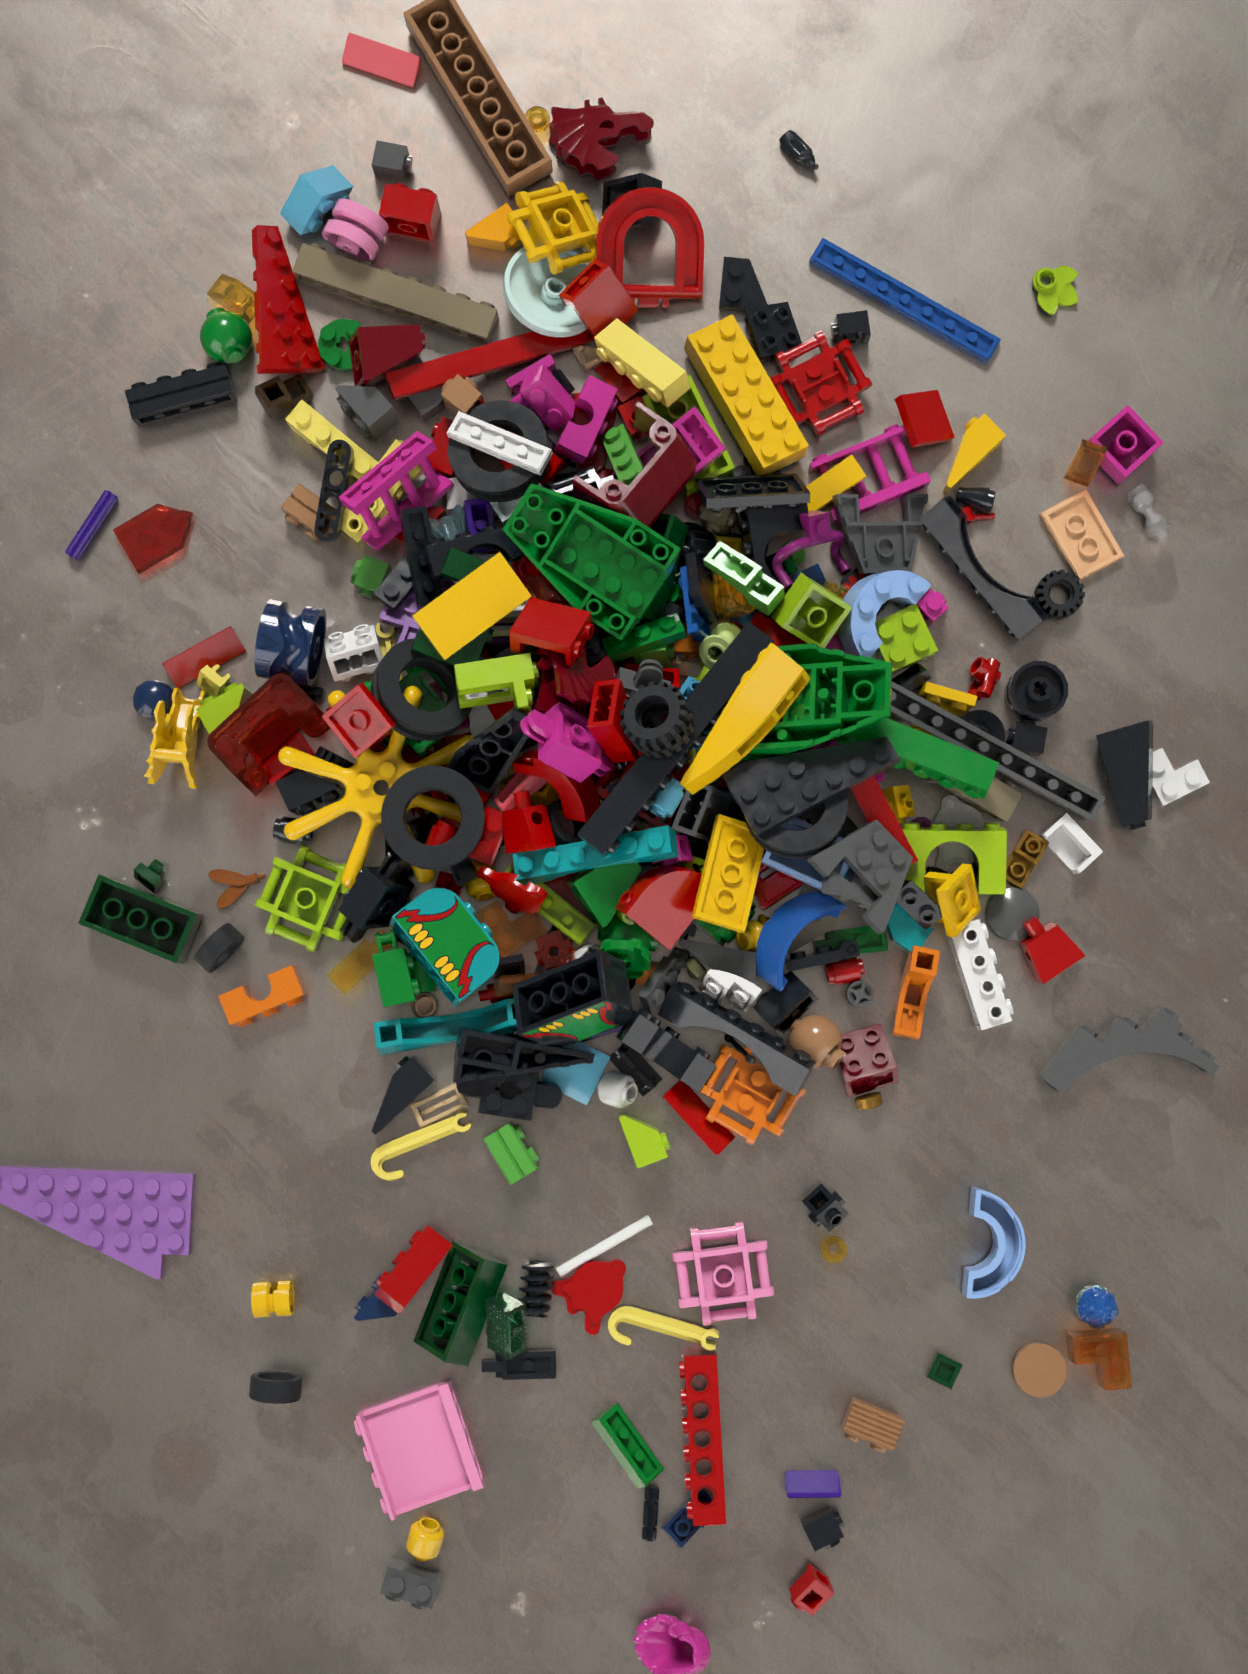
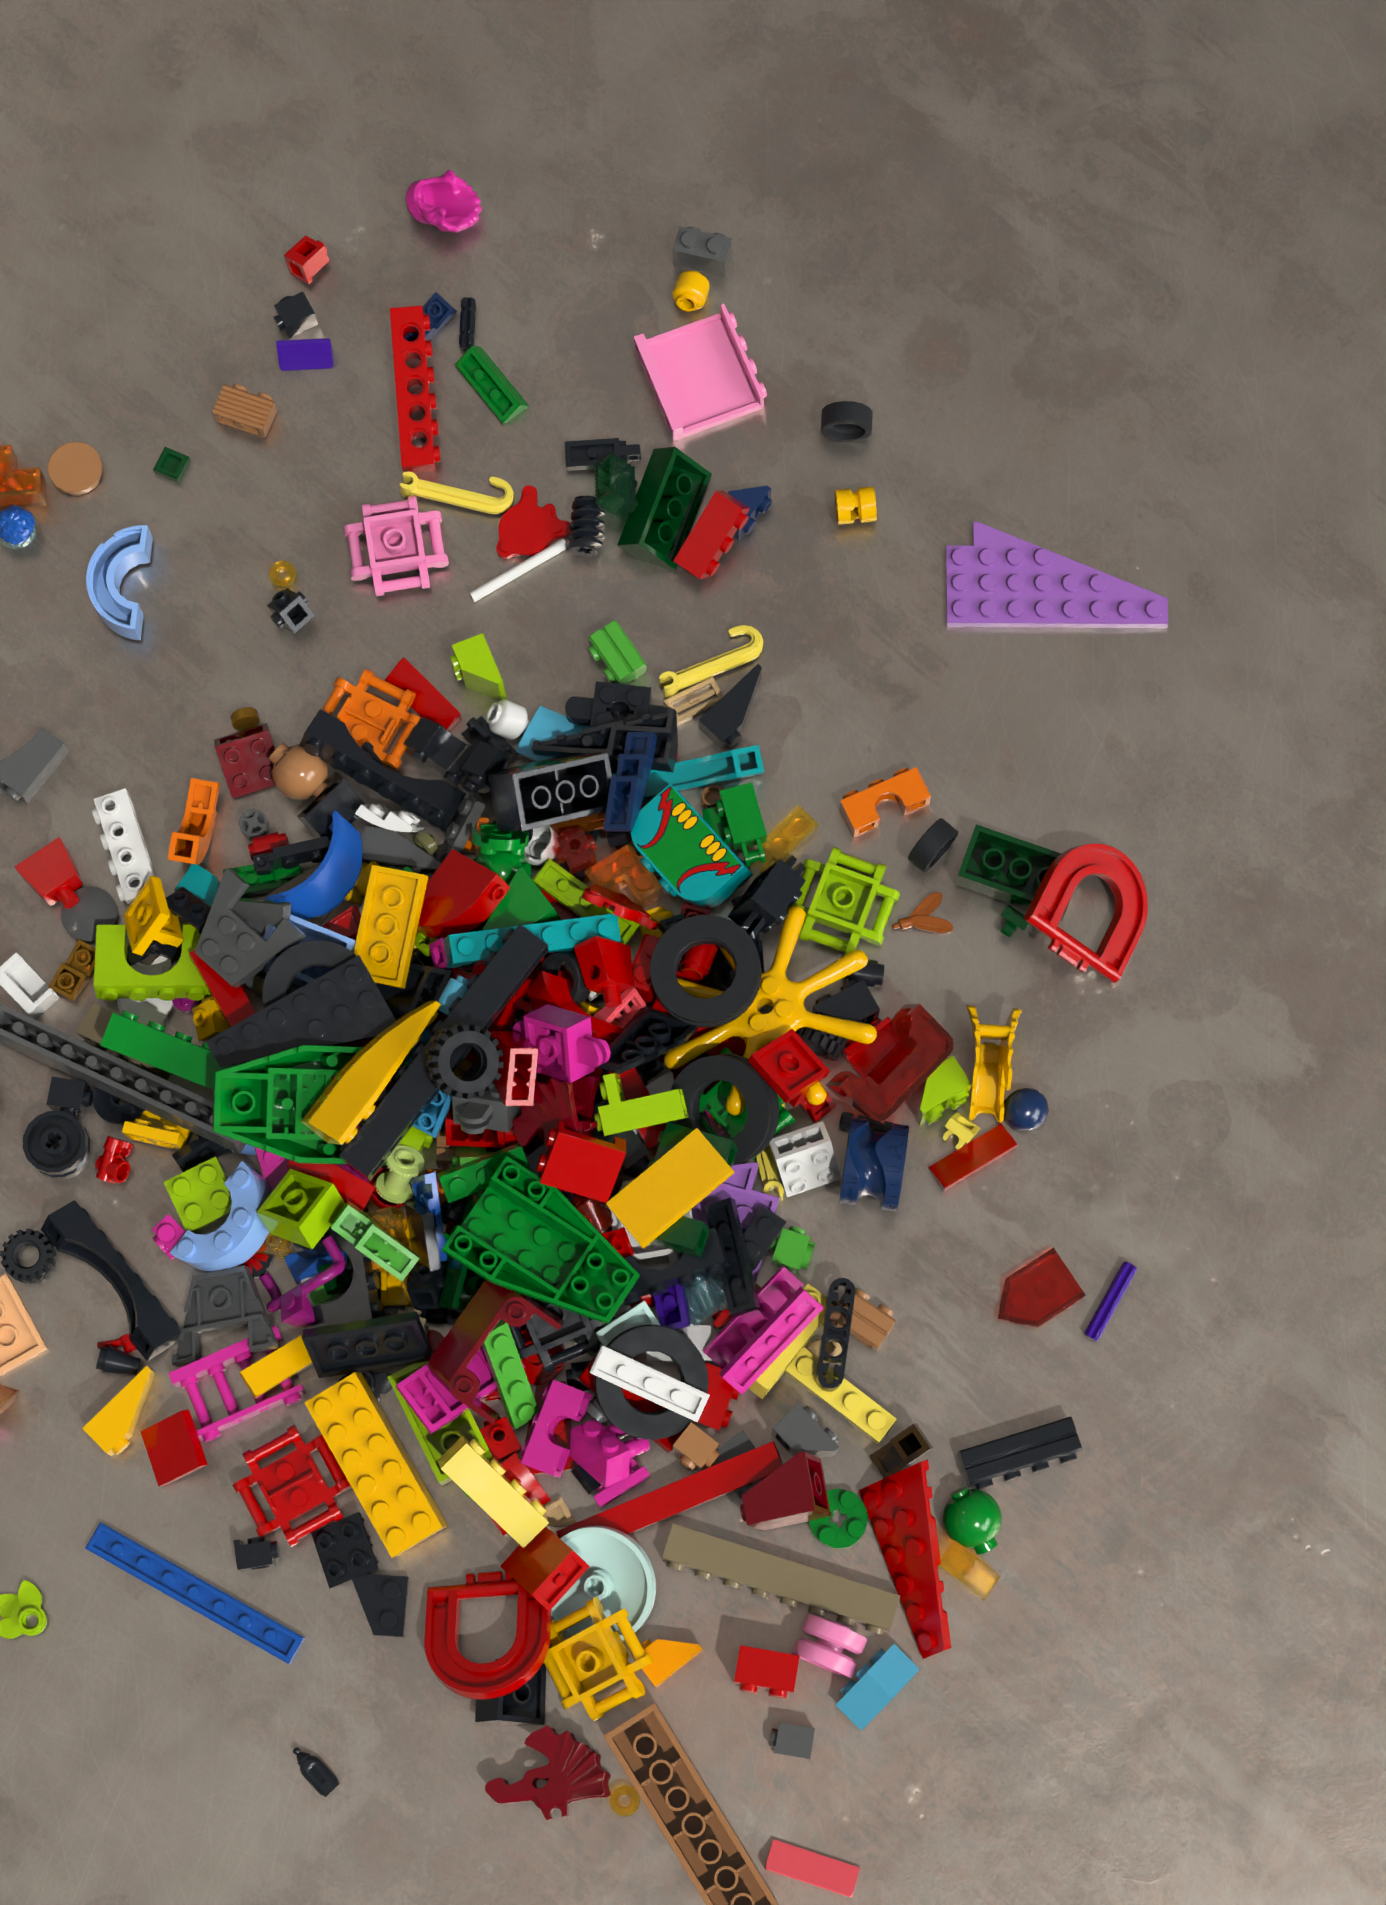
camera: 175 degrees right, 10 degrees down
(101, 893) = (1129, 913): none -> red piece
(498, 1007) = (631, 781): none -> dark blue slope

